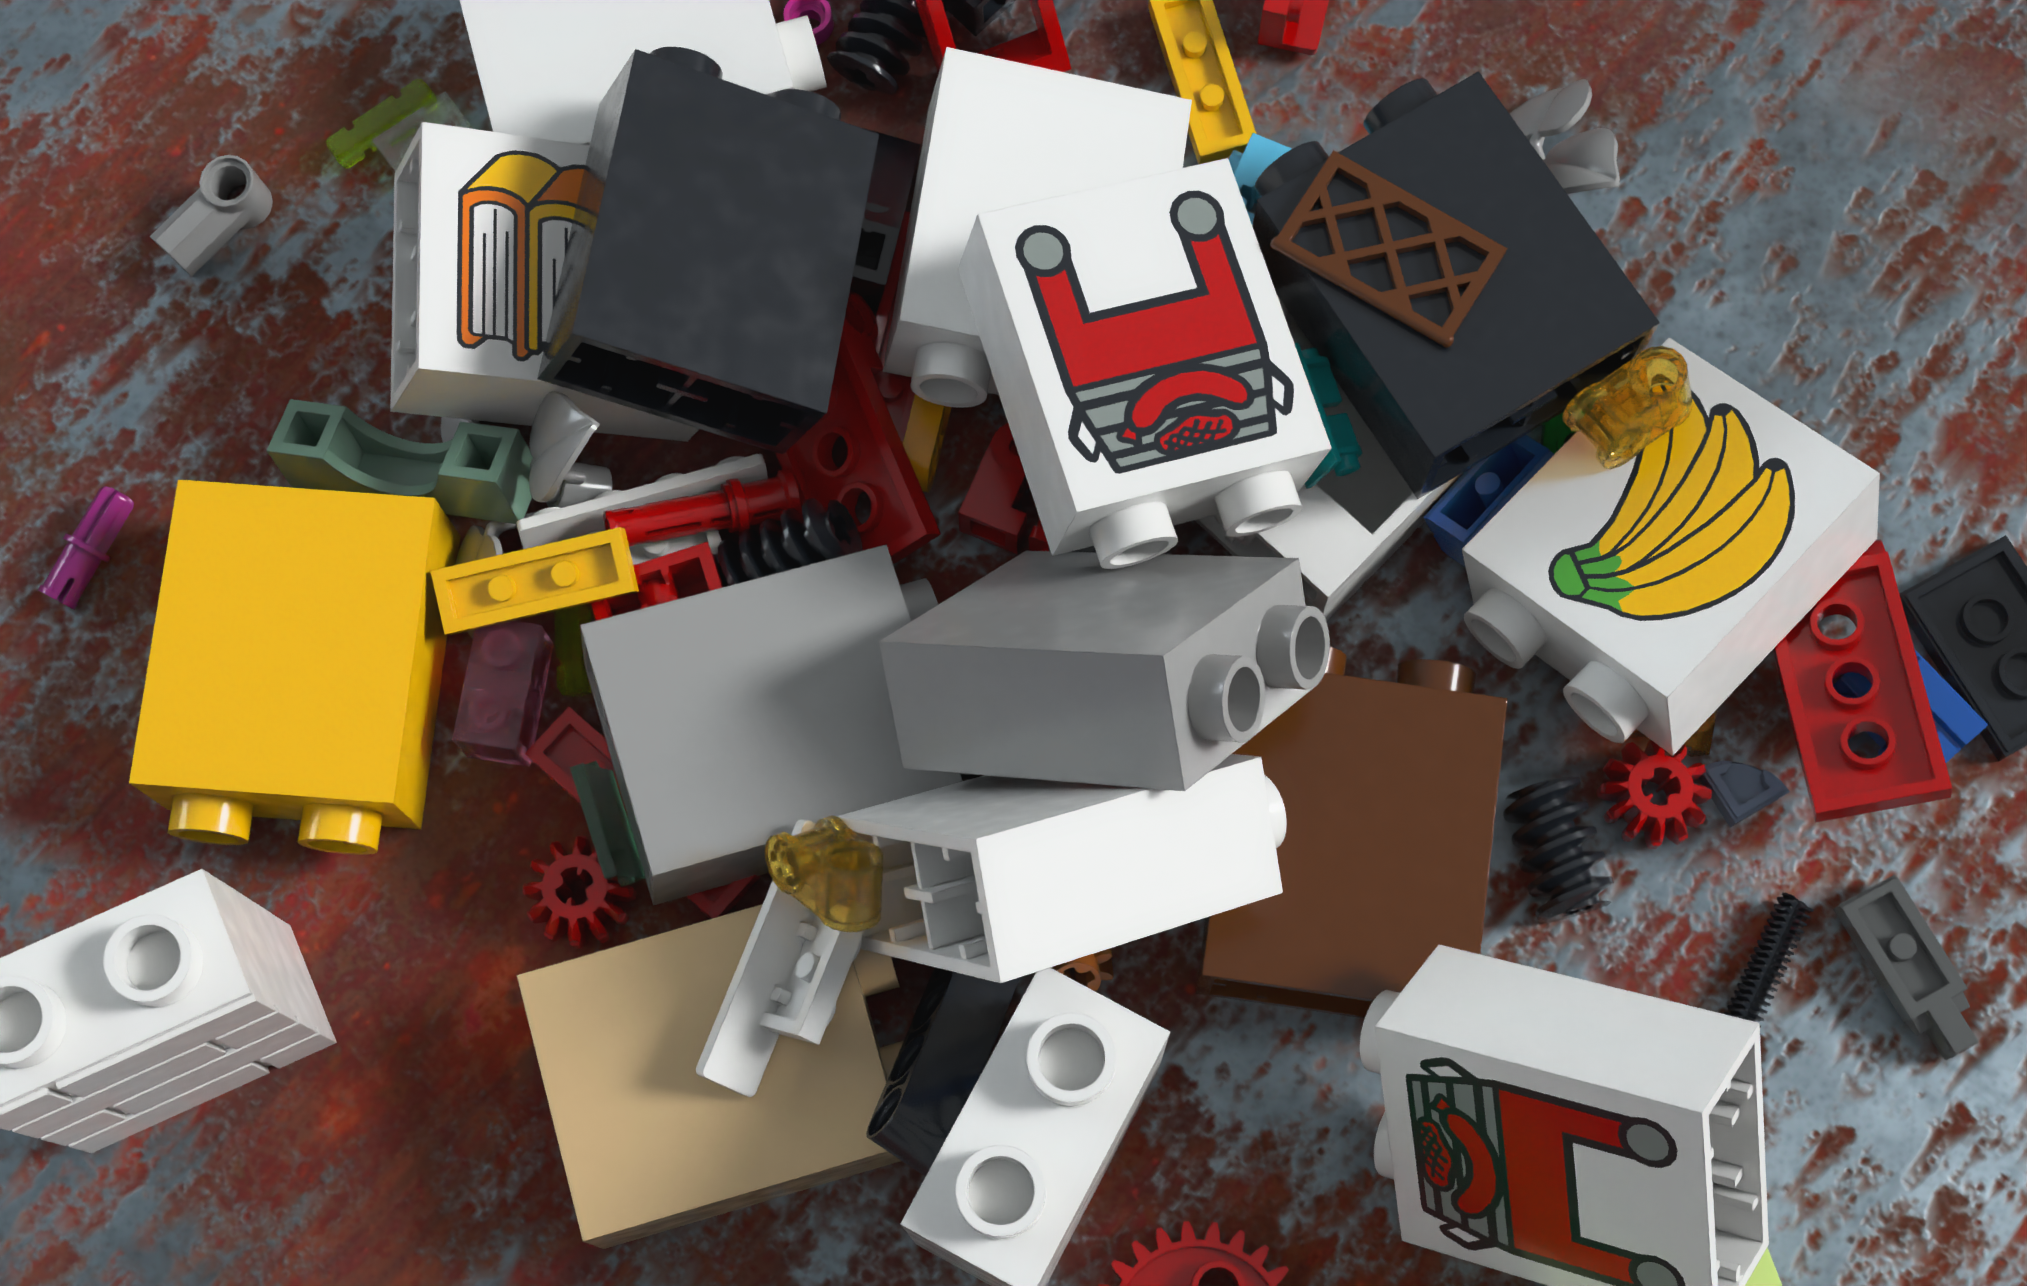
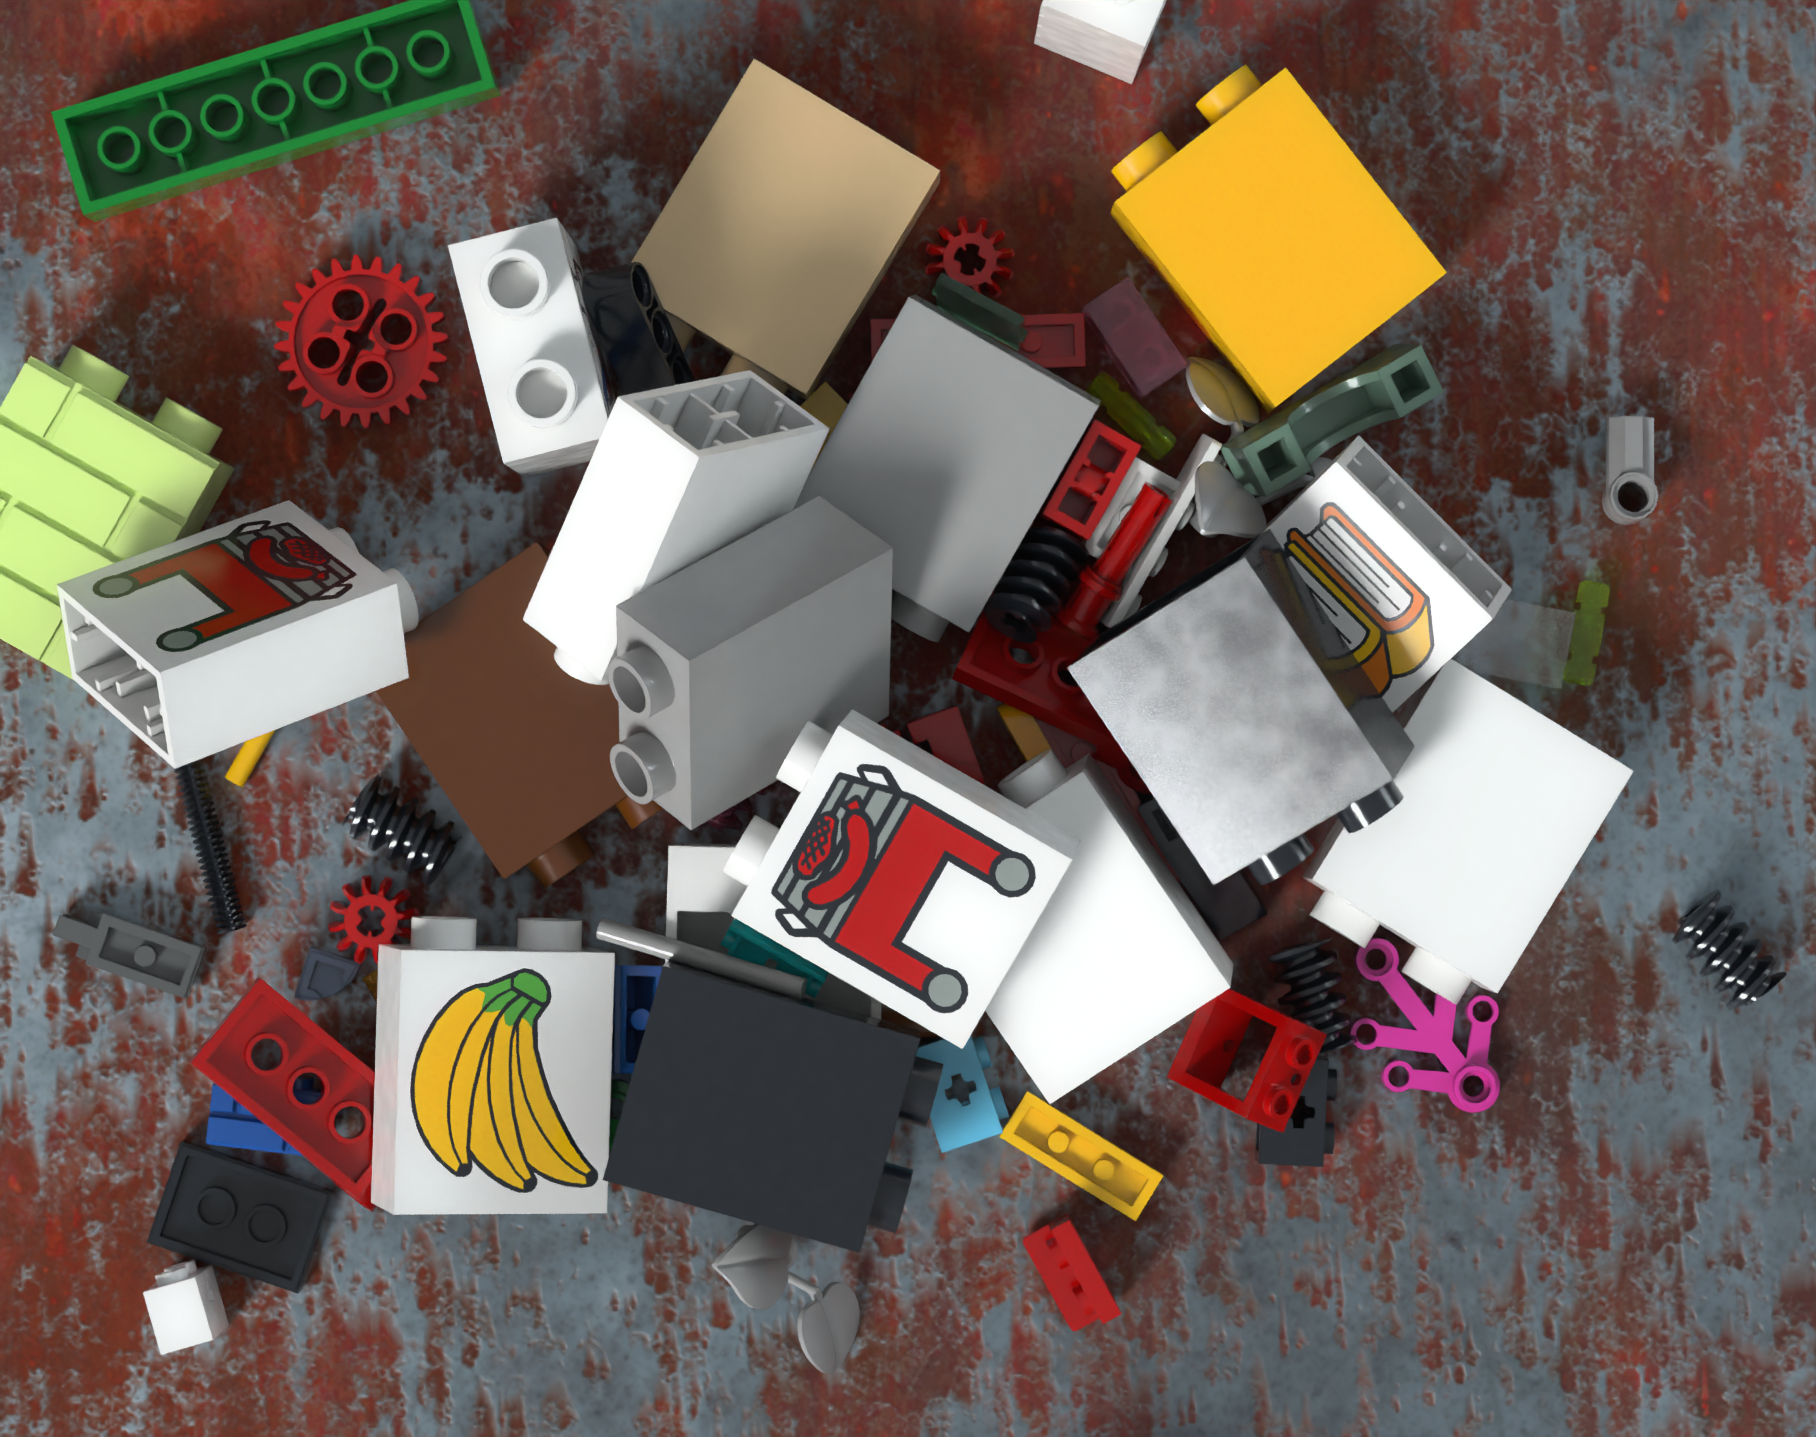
camera: 135 degrees right, 15 degrees up
(87, 546) = (1488, 189): magenta axle -> none
(534, 581) = (1165, 414): yellow plate -> none
(781, 987) = (778, 321): white bracket -> none
(830, 873) = (796, 388): clear yellow piece -> none
(1382, 196) = (788, 1120): reddish brown window -> none
(1388, 468) = (702, 958): none -> light grey bar
(1624, 409) = (584, 1128): clear yellow piece -> none

